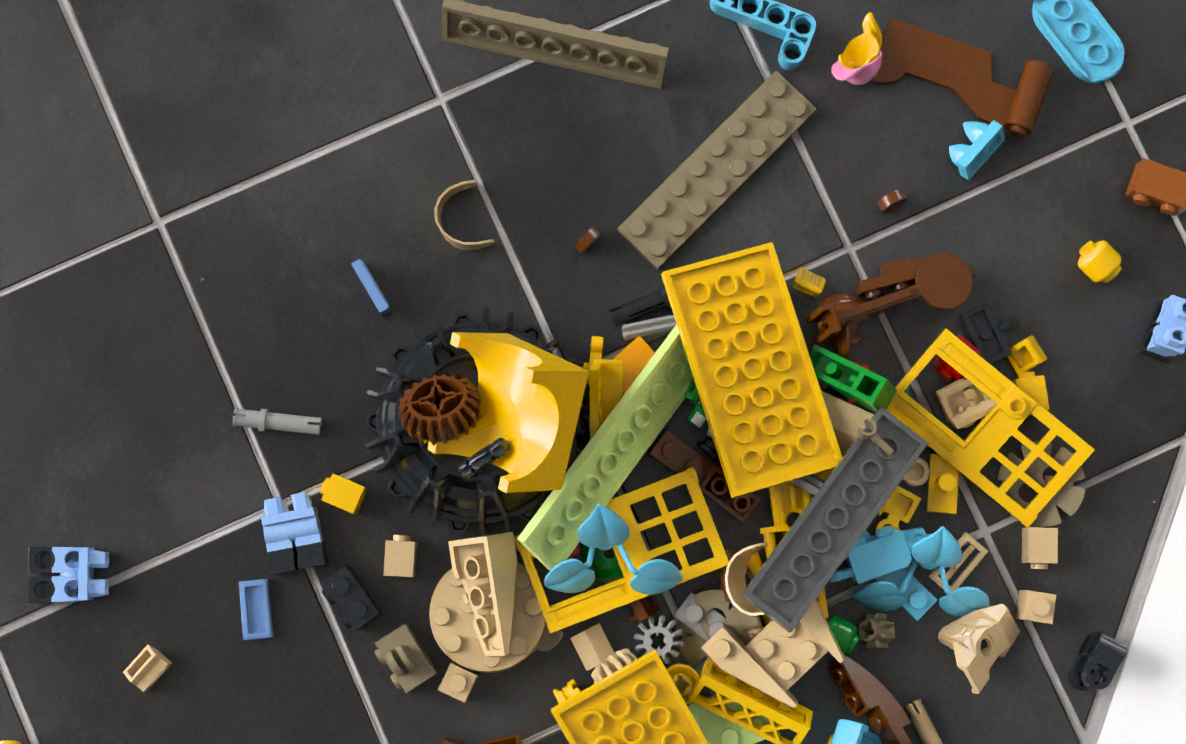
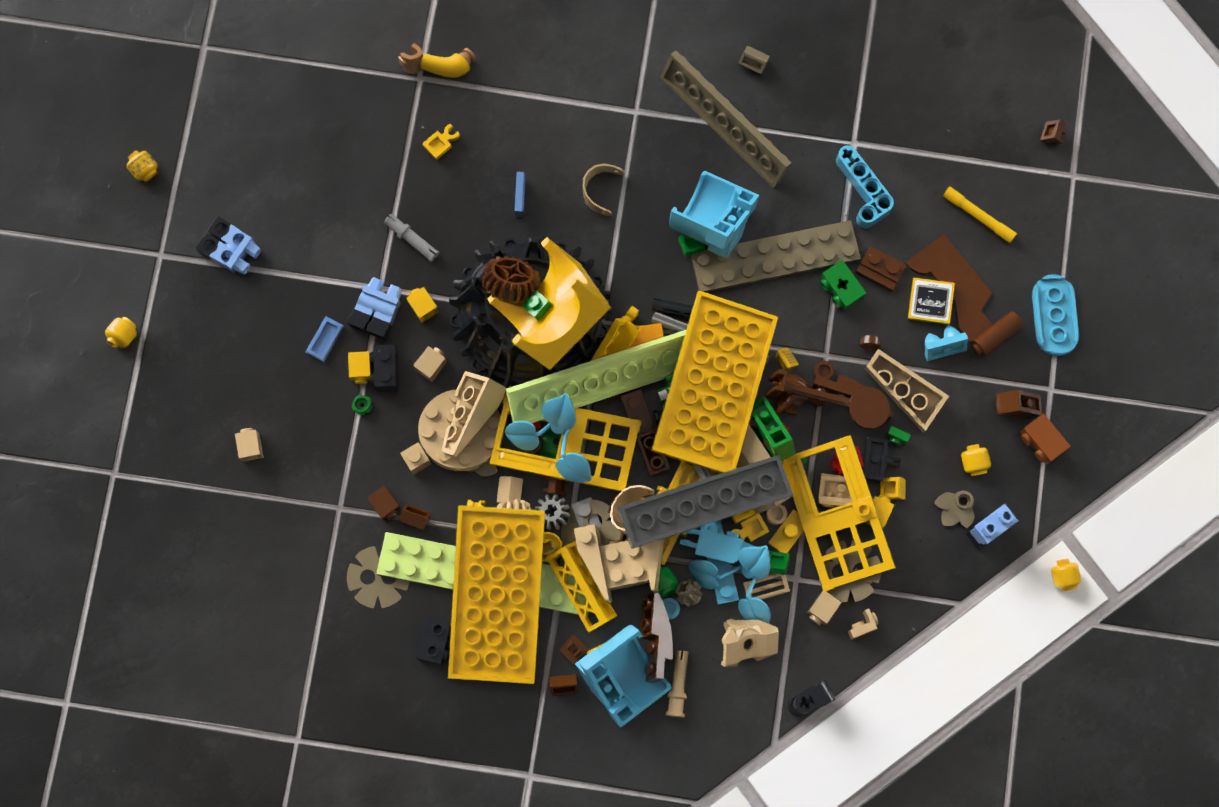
camera: 30 degrees right, 5 degrees down
(147, 668) = (238, 332): tan piece -> none
(188, 185) = (444, 66): none -> piece
(235, 288) = (439, 144): none -> yellow plate
(320, 616) = (359, 367): none -> yellow brick
(360, 658) = (358, 401): none -> green plate
(405, 658) = (394, 424): dark tan brick -> none
(484, 457) = (517, 324): black axle -> none
(493, 420) = (537, 305): none -> green plate
(585, 242) = (668, 248): reddish brown tile -> none
(610, 217) = (690, 246): none -> green plate
(617, 164) = (715, 214): none -> medium azure piece
(832, 155) = (841, 275): none -> green brick
(846, 105) = (880, 268): none -> reddish brown plate
(859, 268) = (823, 369): none -> reddish brown tile
(861, 56) = (909, 244): yellow hair -> none
(867, 658) = (672, 607): none -> medium azure tile
(874, 436) = (761, 466): dark tan hand -> none
(928, 107) = (931, 301): none -> tile
(956, 525) = (779, 562): none -> green plate
(978, 231) = (908, 390): none -> tan wedge
(994, 291) = (897, 436): none -> green plate
(1035, 606) = (796, 642): tan brick -> none
(1098, 542) = (860, 628): none -> tan bracket
(1105, 164) = (1018, 404): none -> reddish brown slope
(1109, 335) = (955, 512): none -> dark tan plate

